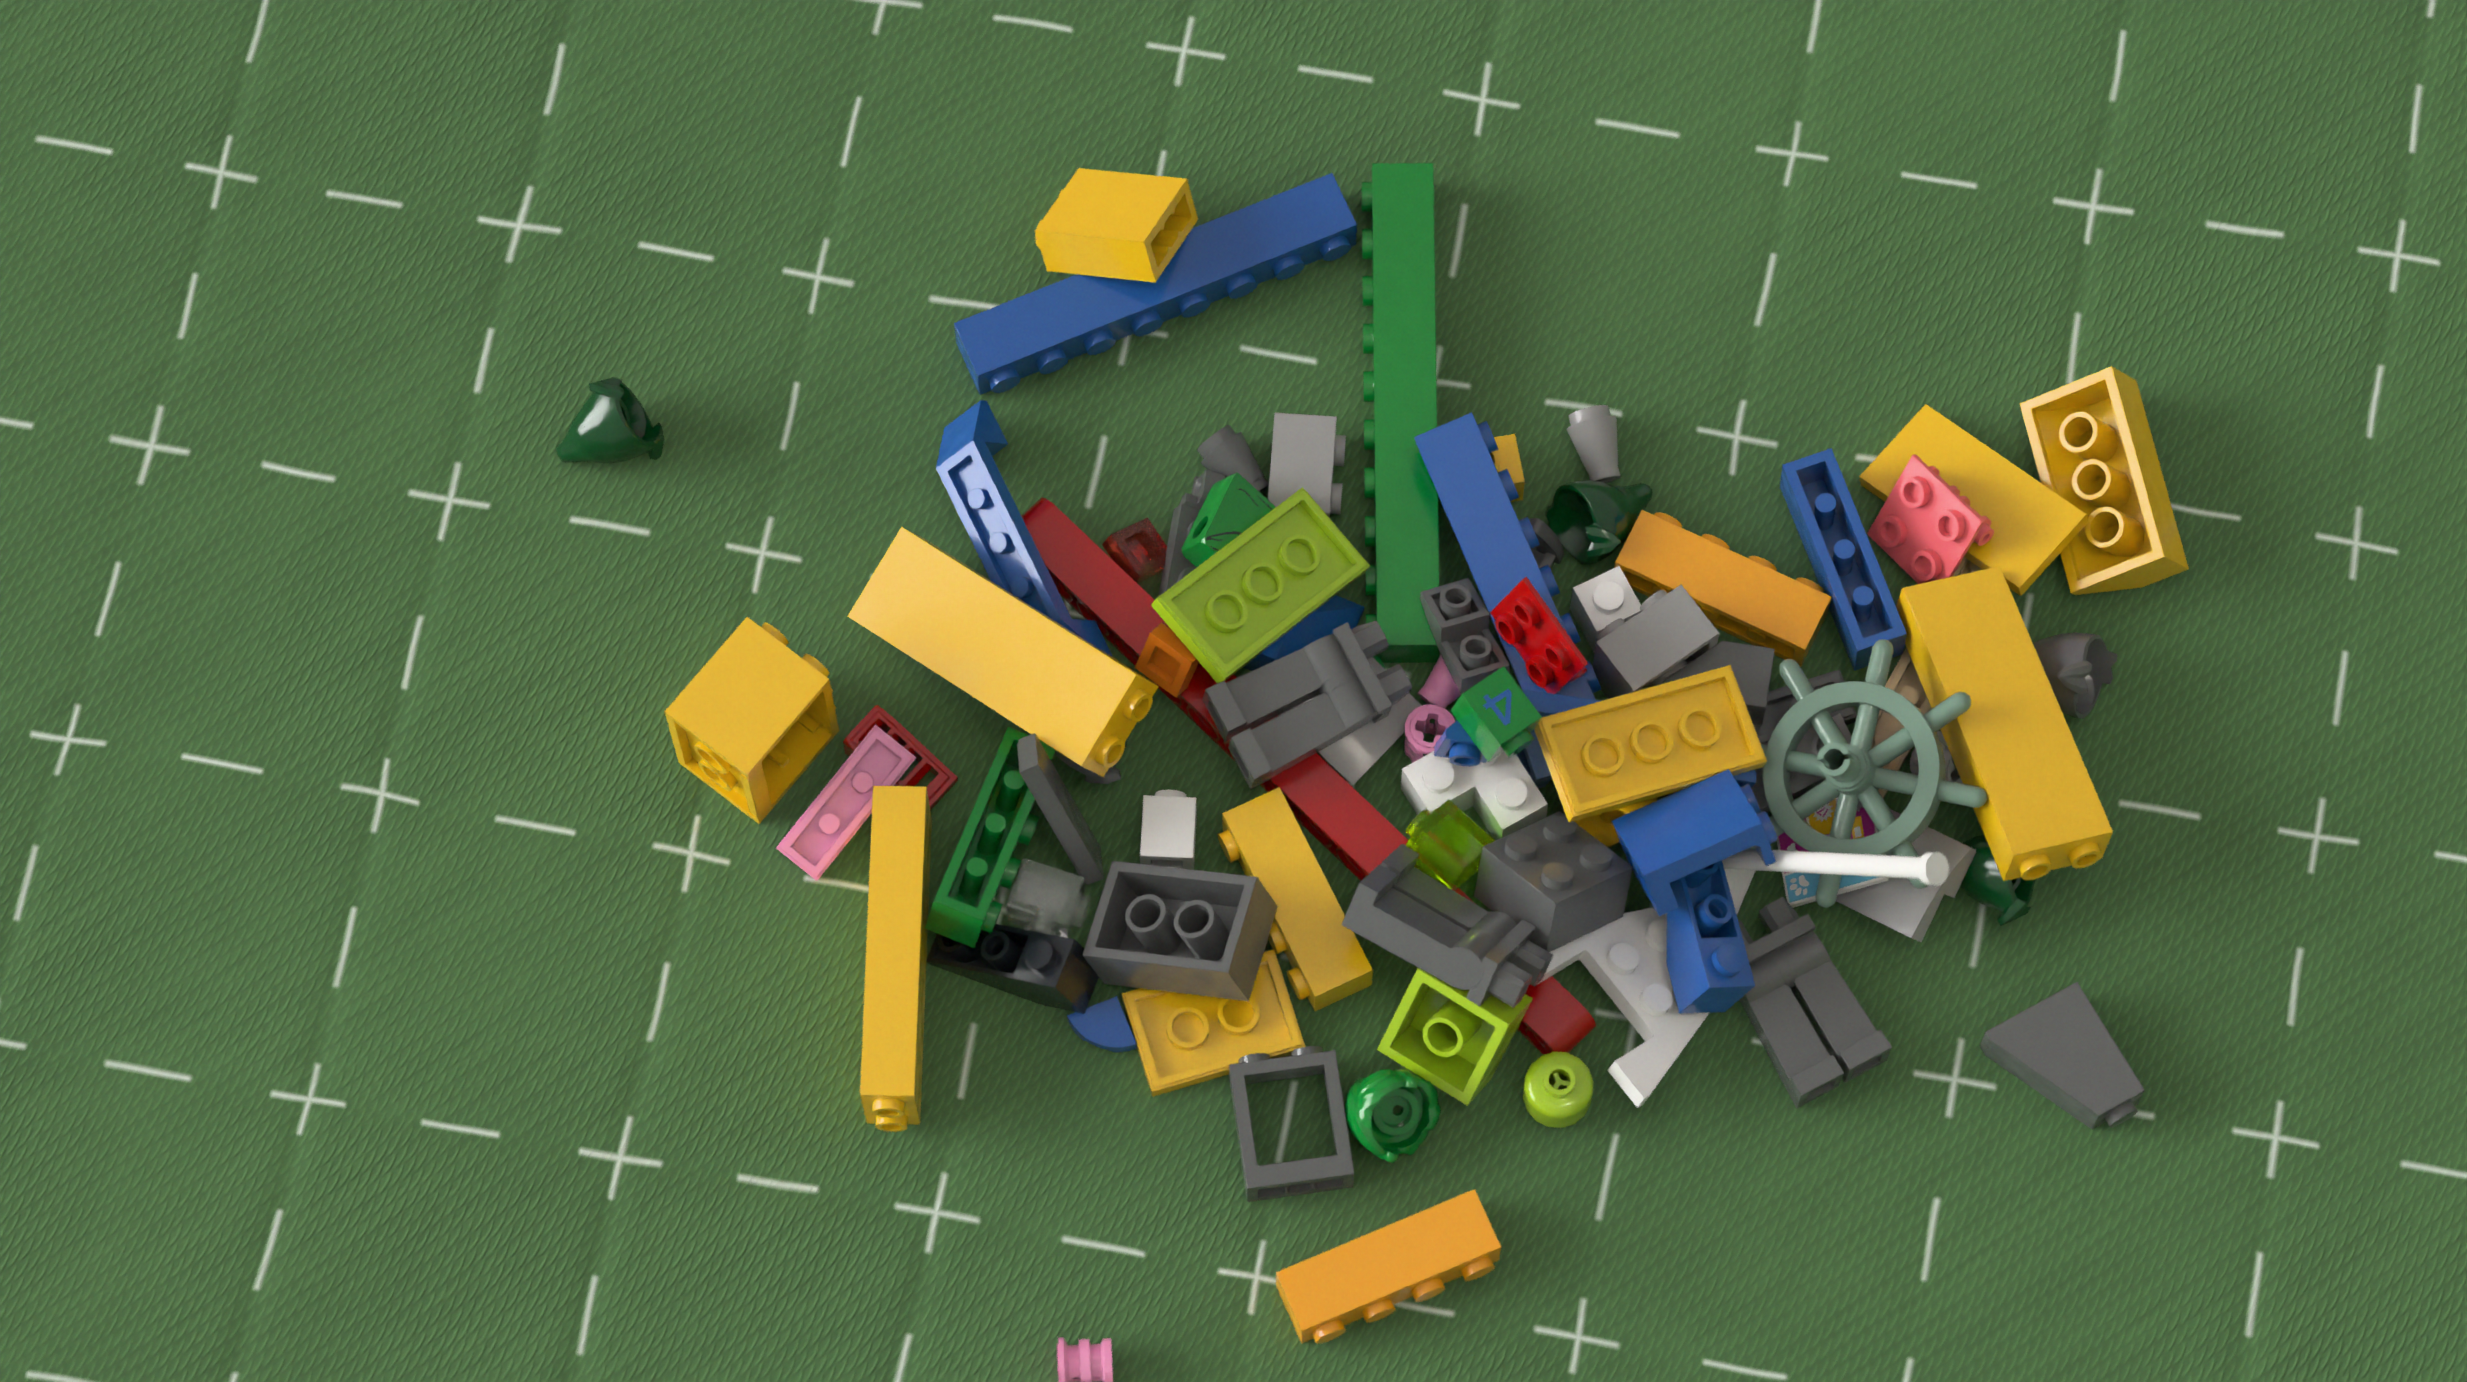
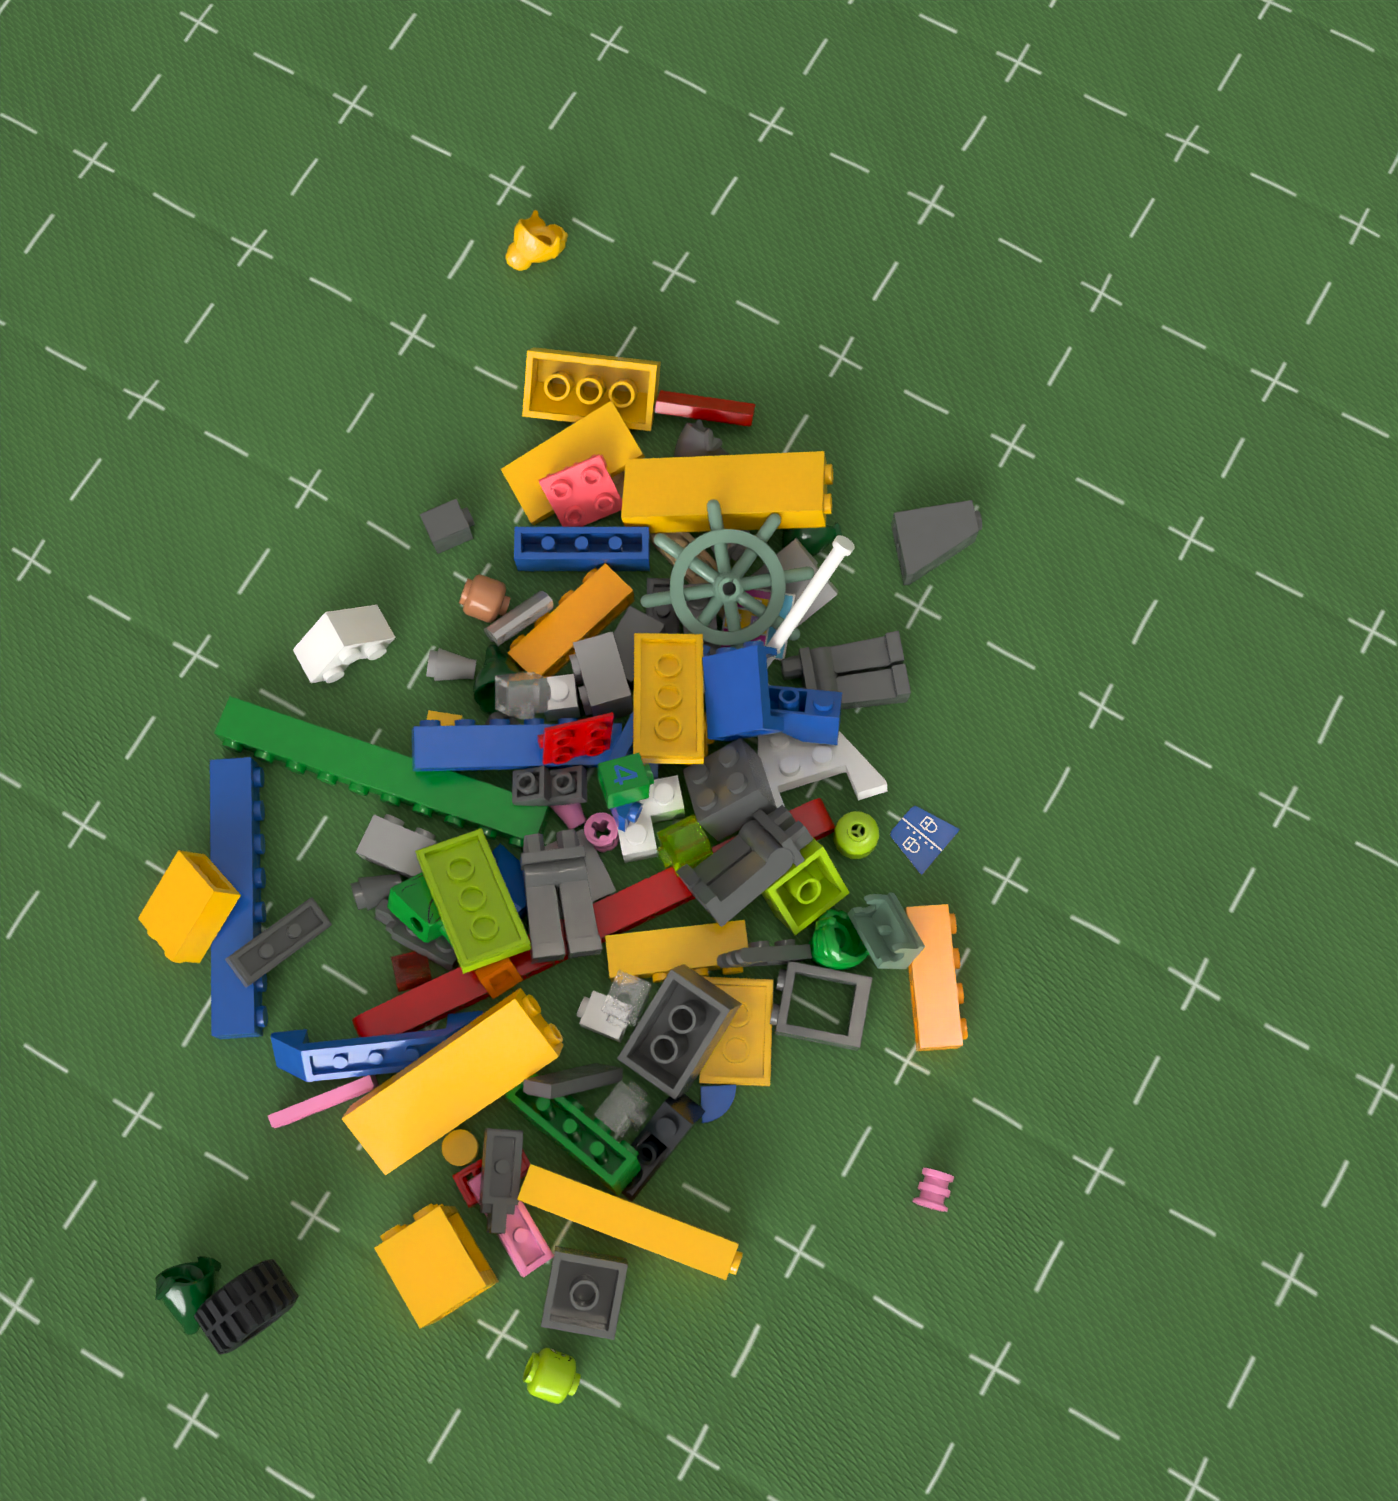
camera: 70 degrees left, 5 degrees up
(618, 502) = (246, 1306): none -> black tyre
(659, 930) = (551, 1375): none -> lime head
(782, 930) = (584, 1292): none -> dark grey brick
(898, 759) = (500, 1176): none -> dark grey hinge
(918, 502) = (323, 1101): none -> bright pink tile
(919, 706) = (460, 1147): none -> yellow tile
(1113, 361) = (278, 942): none -> dark grey tile
(1196, 838) = (626, 1000): none -> clear brick
(1328, 1004) = (763, 954): none -> dark grey hinge
(1427, 1171) = (886, 931): none -> sand green hinge
(1574, 280) = (342, 639): none -> white brick
(1579, 545) = (522, 694): none -> clear brick
(1597, 1195) = (922, 837): none -> blue sticker
(1699, 507) = (519, 618): none -> light grey slope
(1715, 452) = (484, 598): none -> nougat head
(1806, 362) = (448, 525): none -> dark grey brick
(2142, 660) = (705, 408): none -> red tile
(2310, 310) = (535, 242): none -> yellow piece

